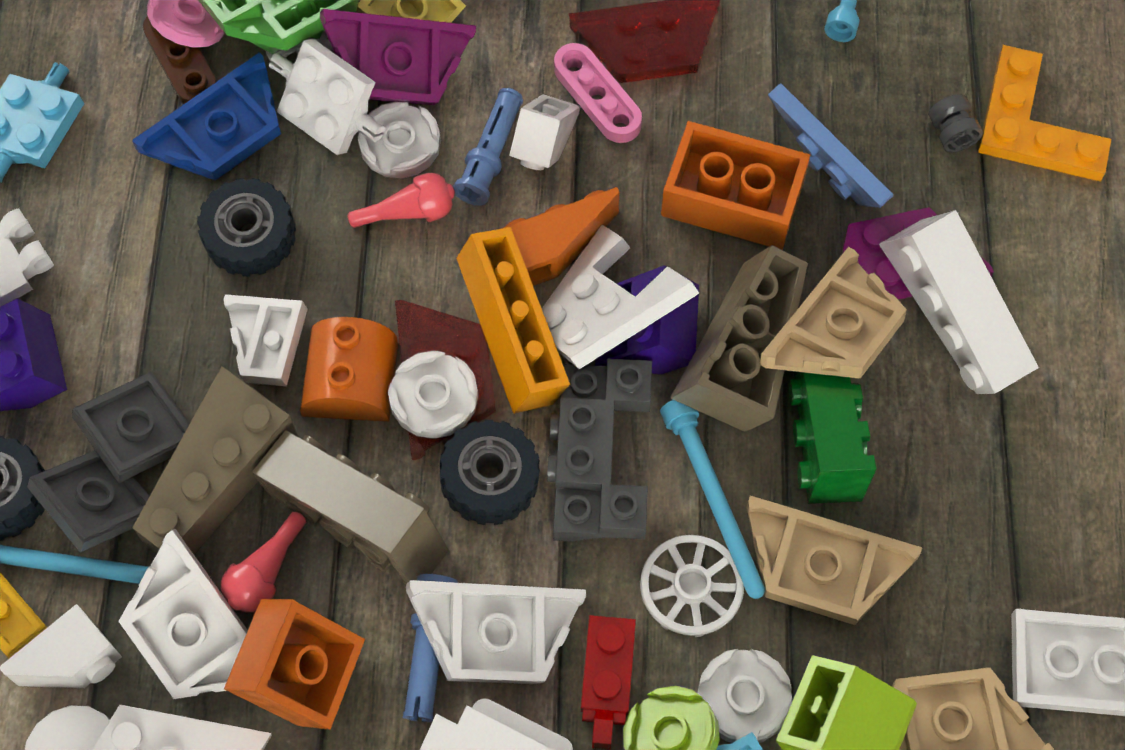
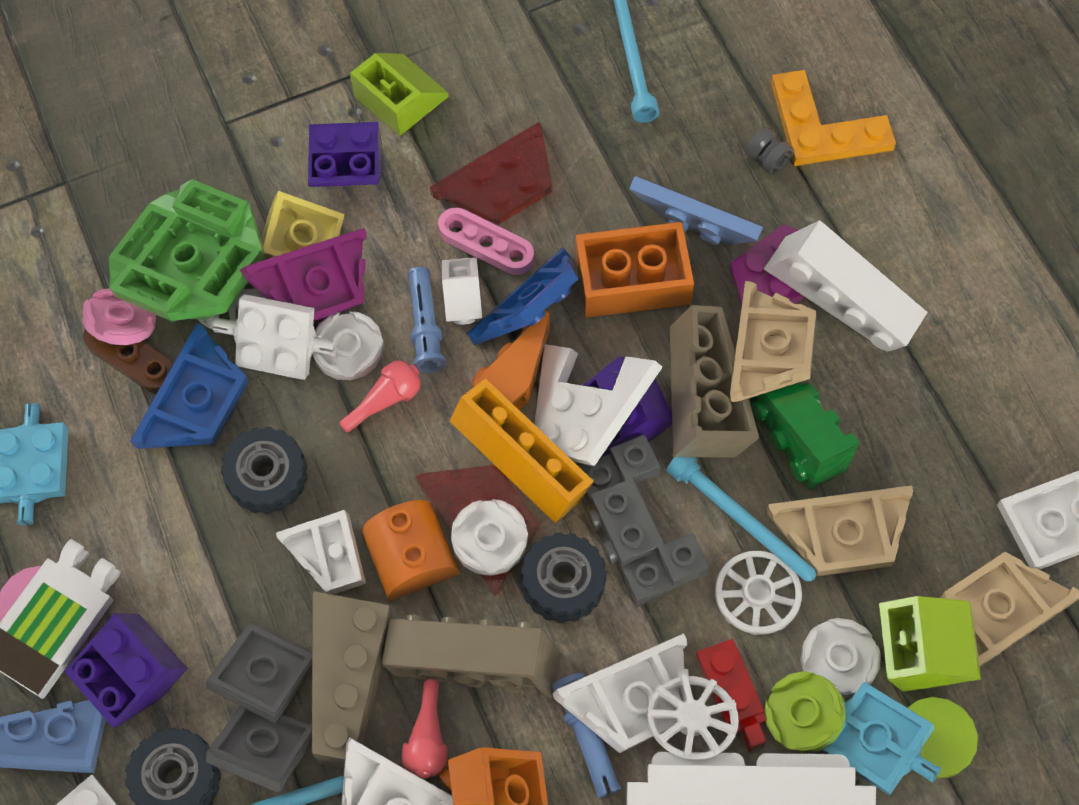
camera: 25 degrees left, 0 degrees up
(543, 679) = (693, 716): none -> white wheel
(601, 172) = (528, 301): none -> blue wing

